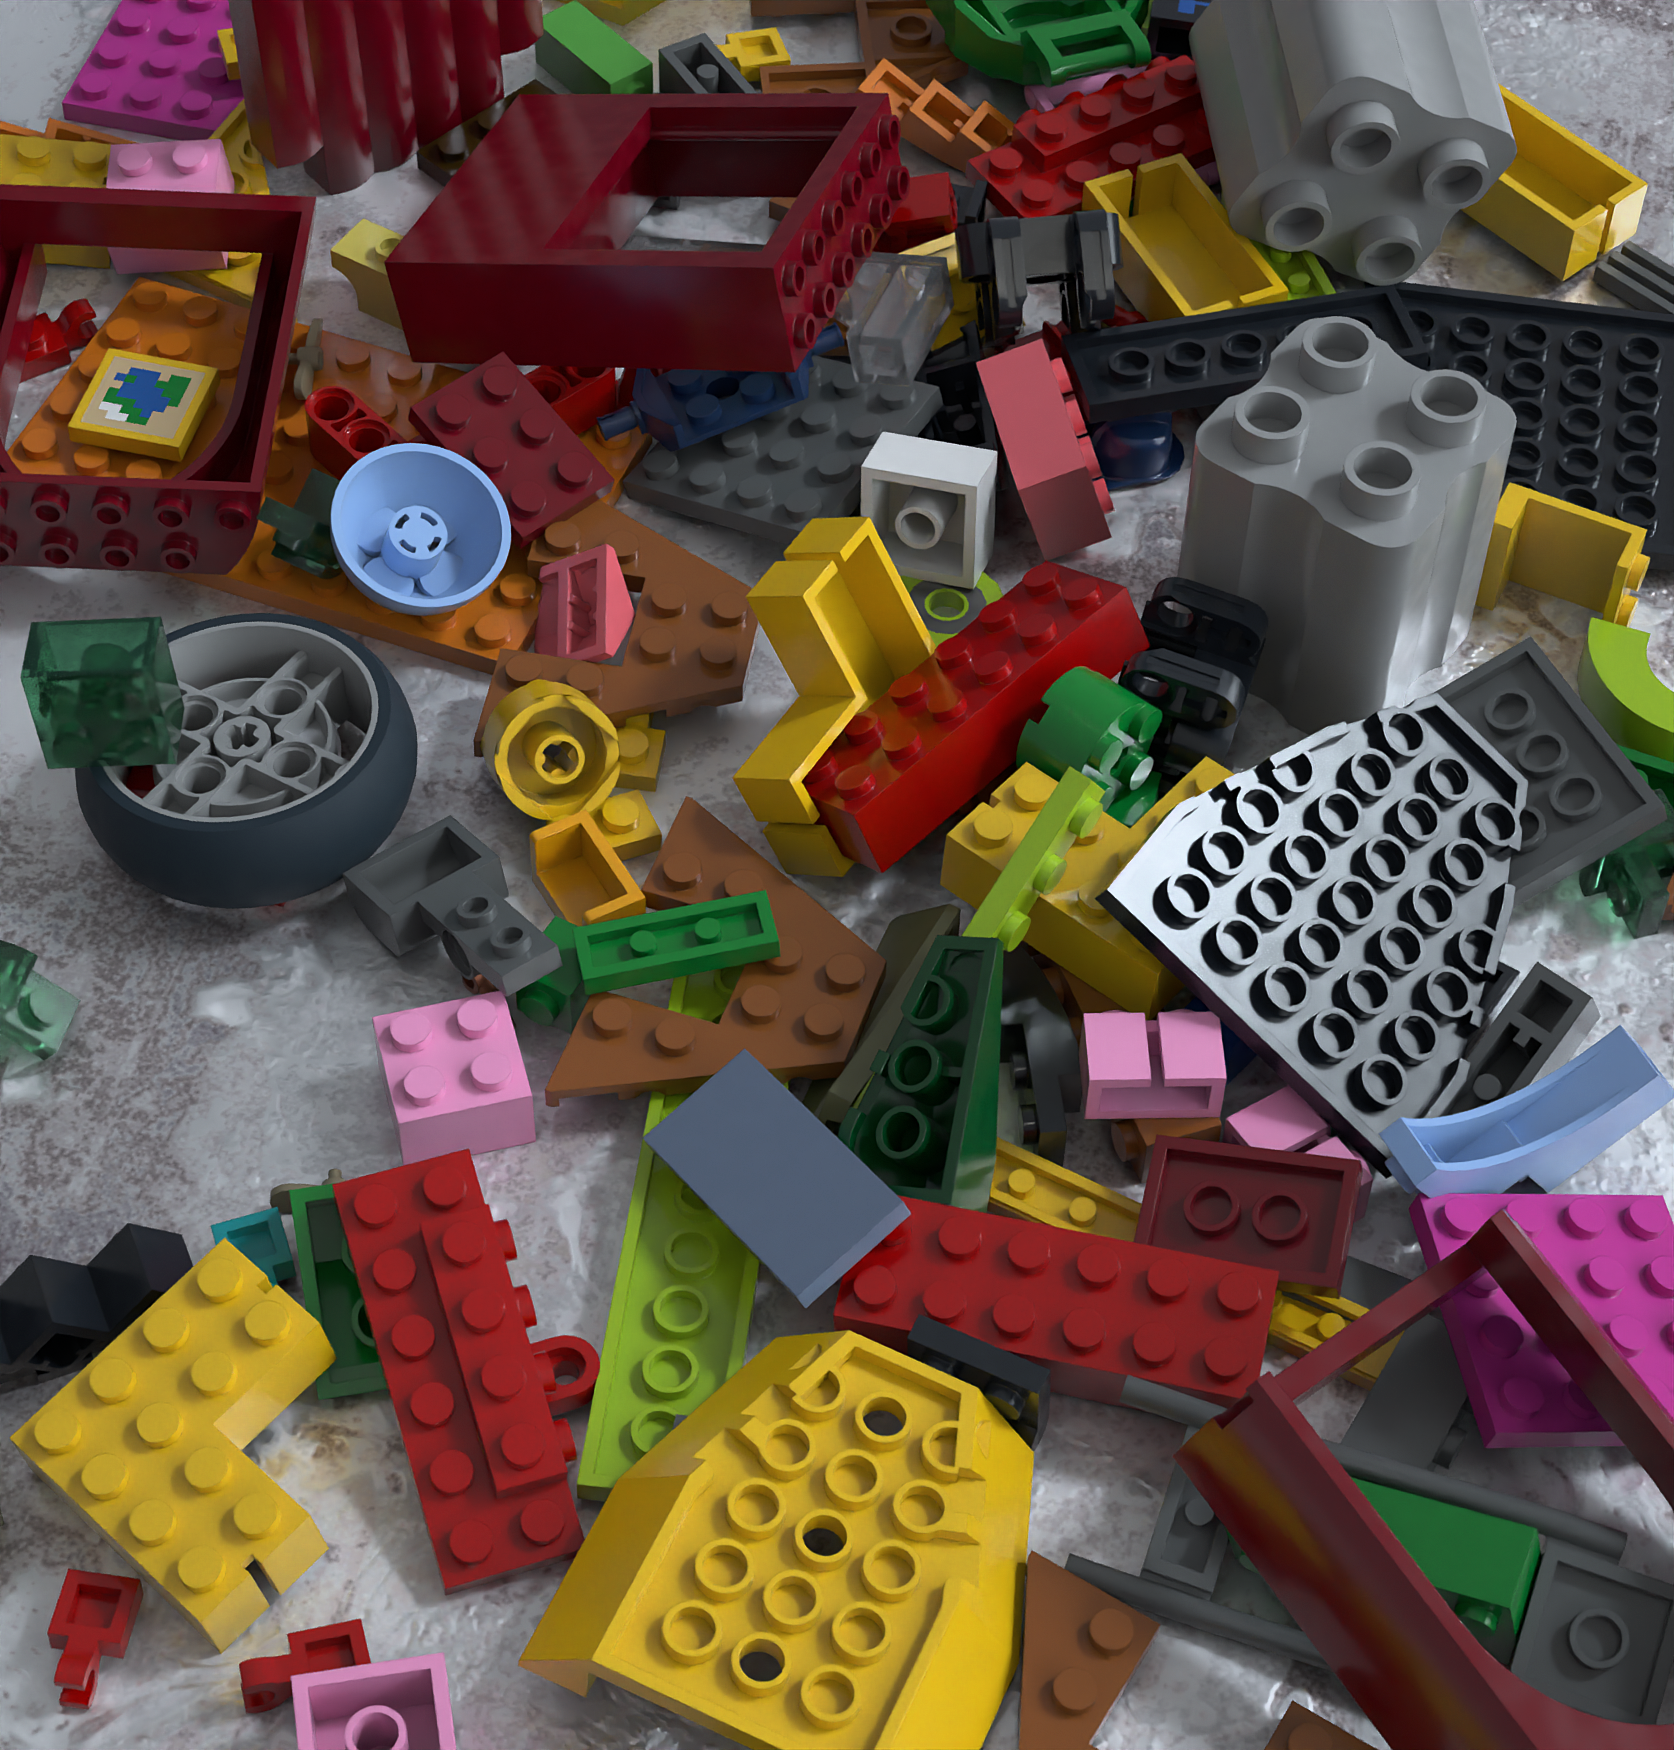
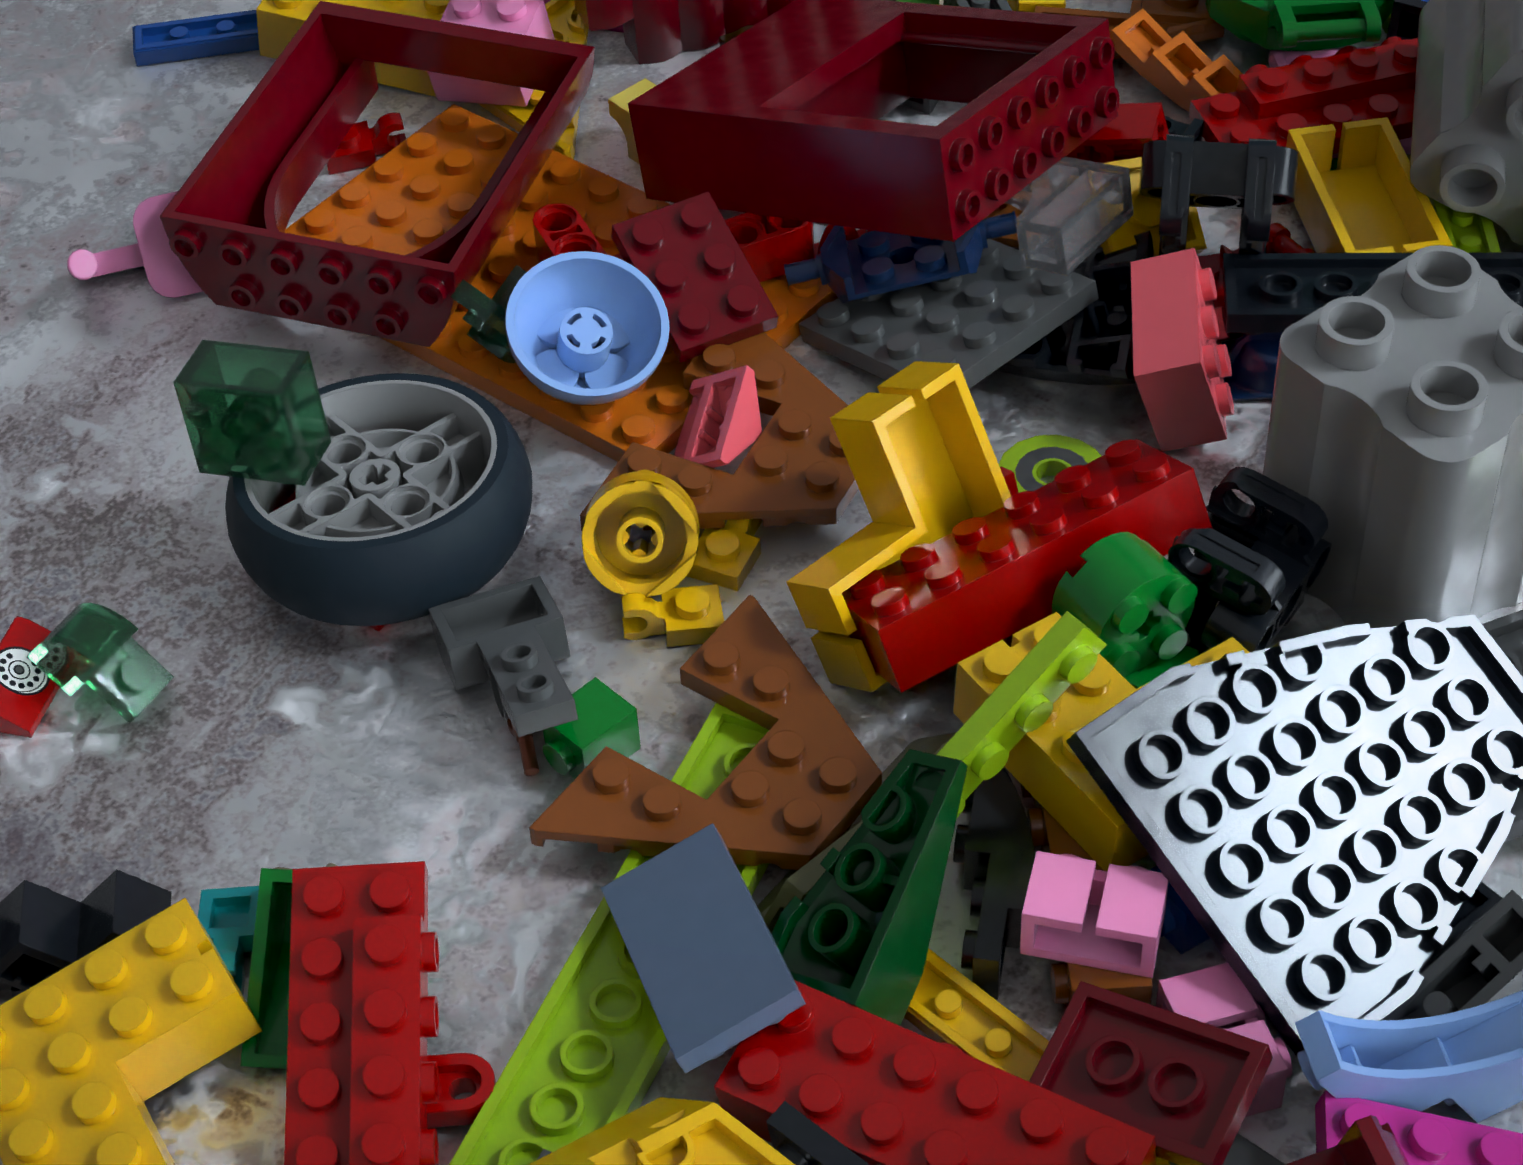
camera: 20 degrees right, 5 degrees down
(144, 404) = (412, 200): tile -> none
(308, 360) = (562, 183): dark tan piece -> none
(454, 1078) = (459, 803): bright pink brick -> none
(582, 873) = (640, 657): light orange panel -> none
(676, 942) = (688, 718): green plate -> none
(932, 506) = (1053, 384): white brick -> none

